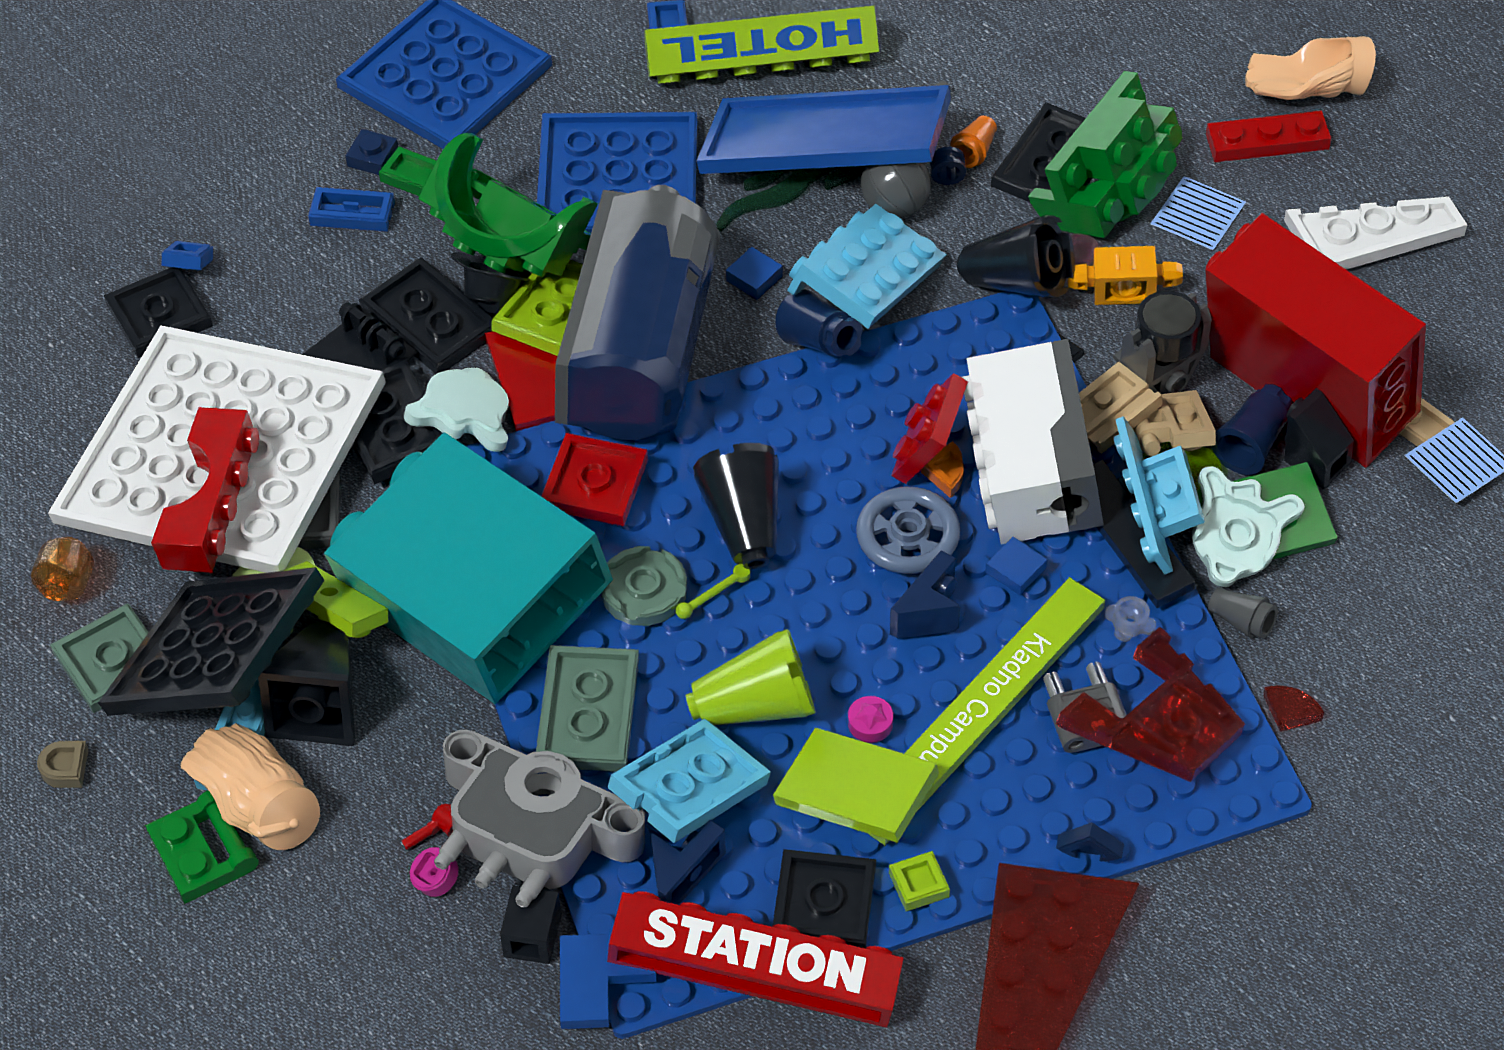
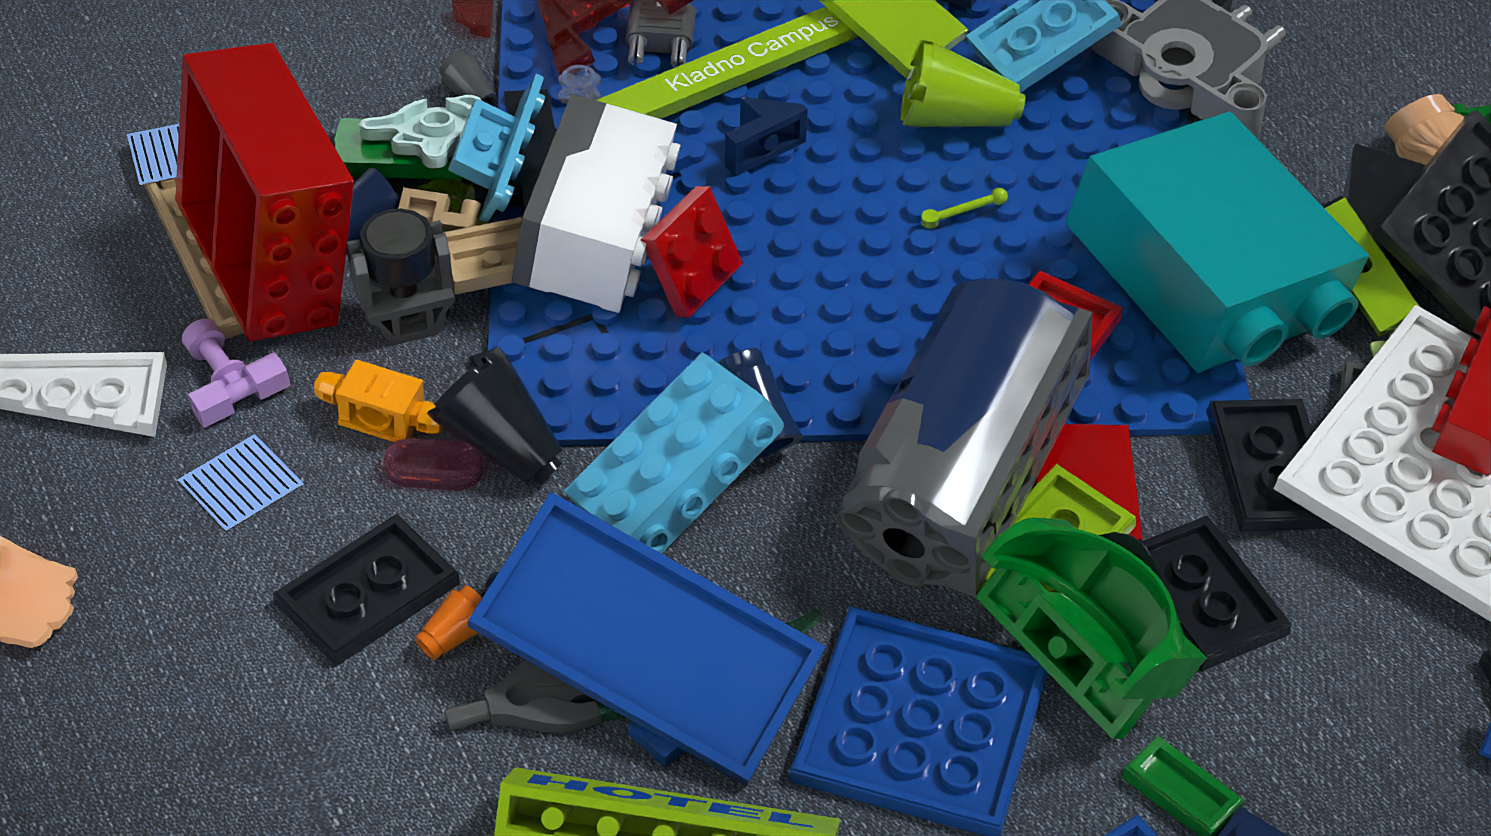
camera: 165 degrees left, 5 degrees down
(352, 213) = (1284, 772): blue tile -> none
(362, 341) = (1297, 563): black hinge -> none
(428, 877) = (1282, 69): dark pink tile -> none
(440, 821) = (1273, 106): red hand -> none
(461, 404) = (1185, 443): light aqua tile -> none
(589, 705) = (1108, 122): sand green tile -> none
(644, 586) = (1031, 228): sand green tile -> none
(743, 500) = (911, 253): black cone -> none
(754, 273) = (796, 538): blue tile -> none
(870, 719) = (856, 72): dark pink tile -> none
(907, 518) = (754, 202): sand blue plate -> none
(1123, 146) = (304, 501): green piece -> none
(1268, 136) = (97, 542): red plate -> none

